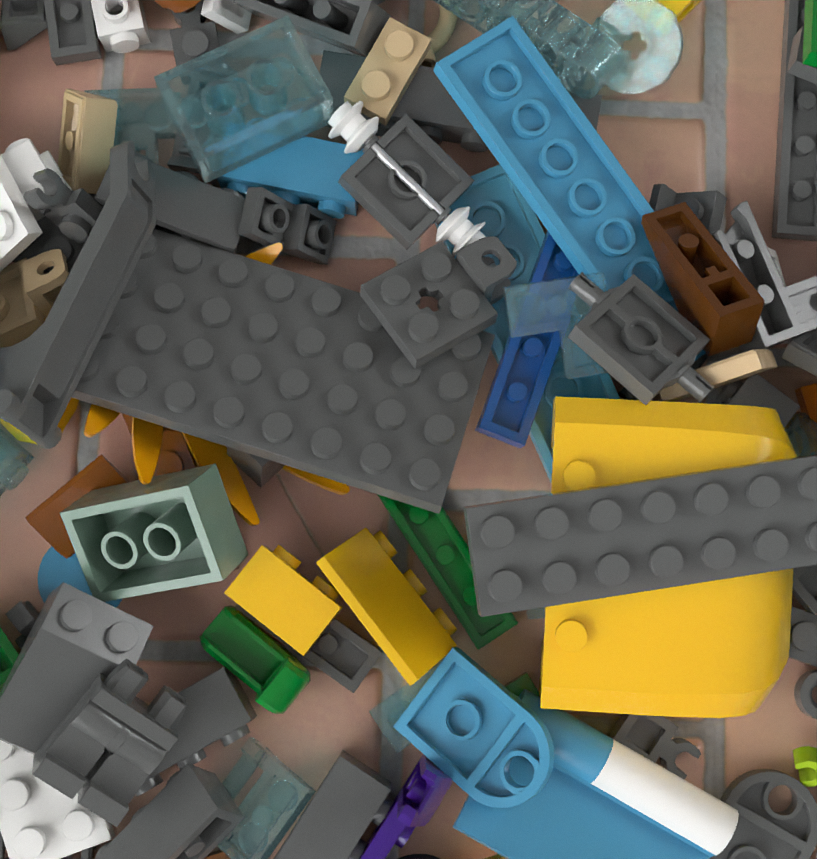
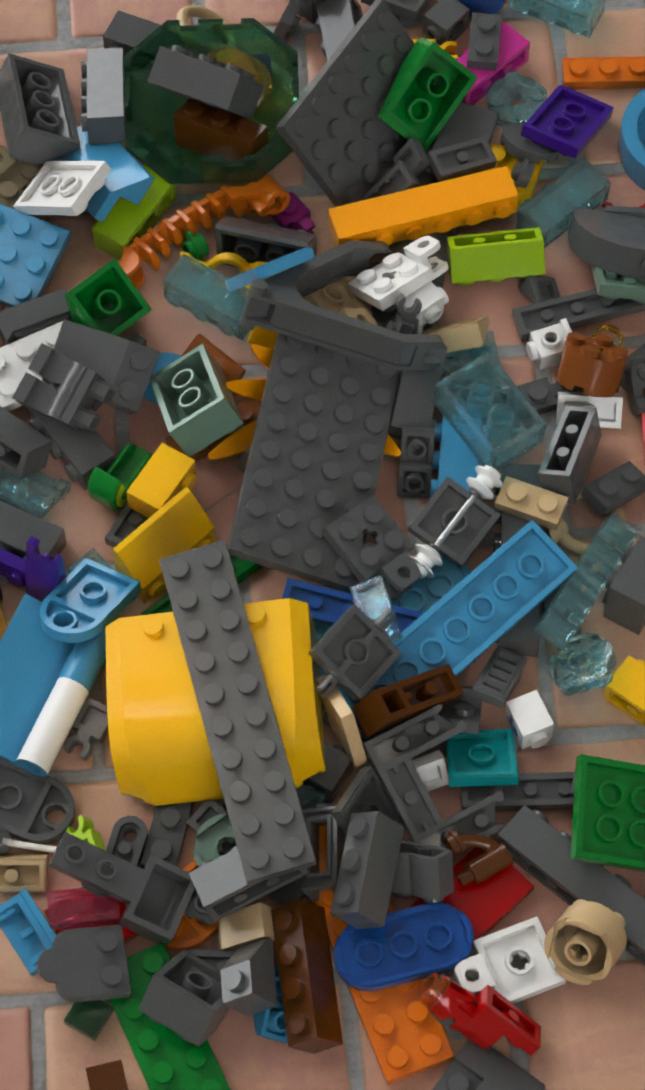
camera: 85 degrees right, 20 degrees down
(627, 140) = (501, 673): none -> dark grey slope
(702, 131) = (529, 720): none -> white brick
(770, 185) = (482, 759): none -> teal tile

